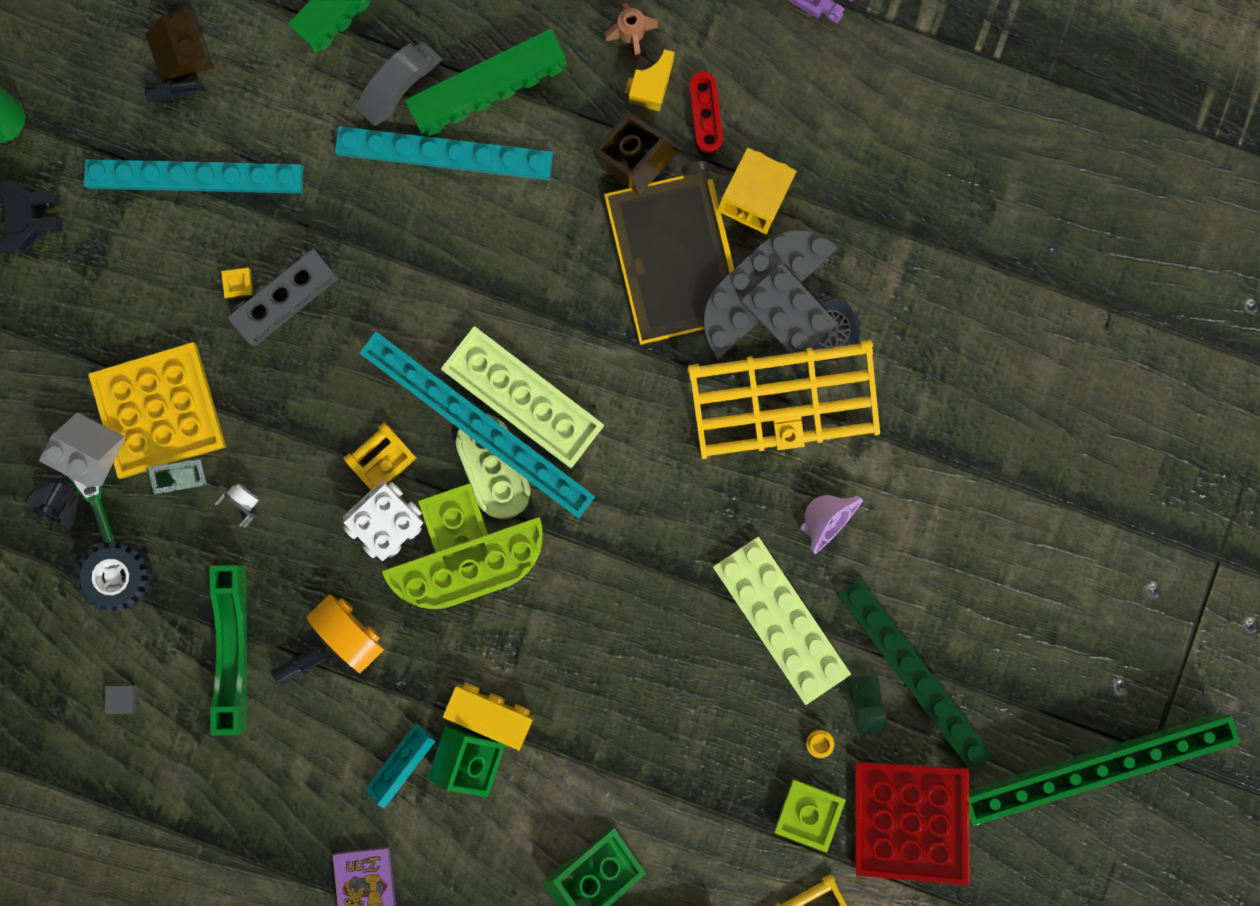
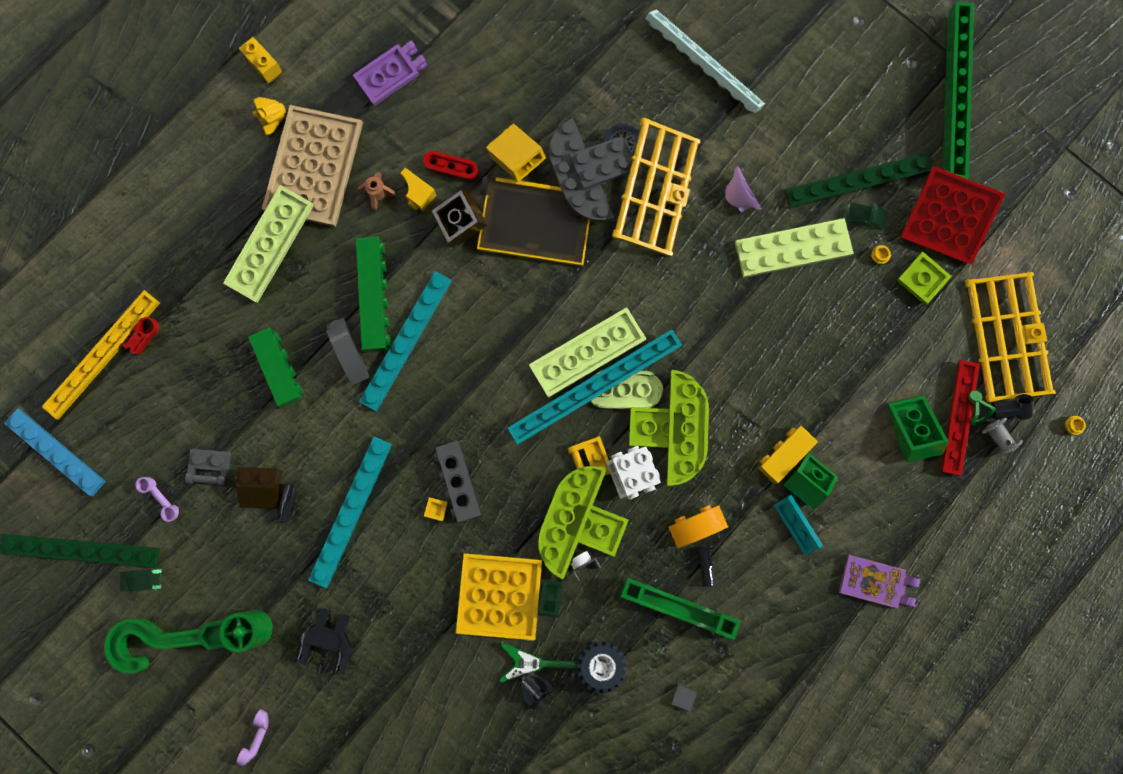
camera: 70 degrees left, 5 degrees down
(83, 450) = (507, 654): light grey slope -> none
(293, 469) = (576, 520): none -> lime plate
(999, 396) = (709, 65): none -> light aqua plate

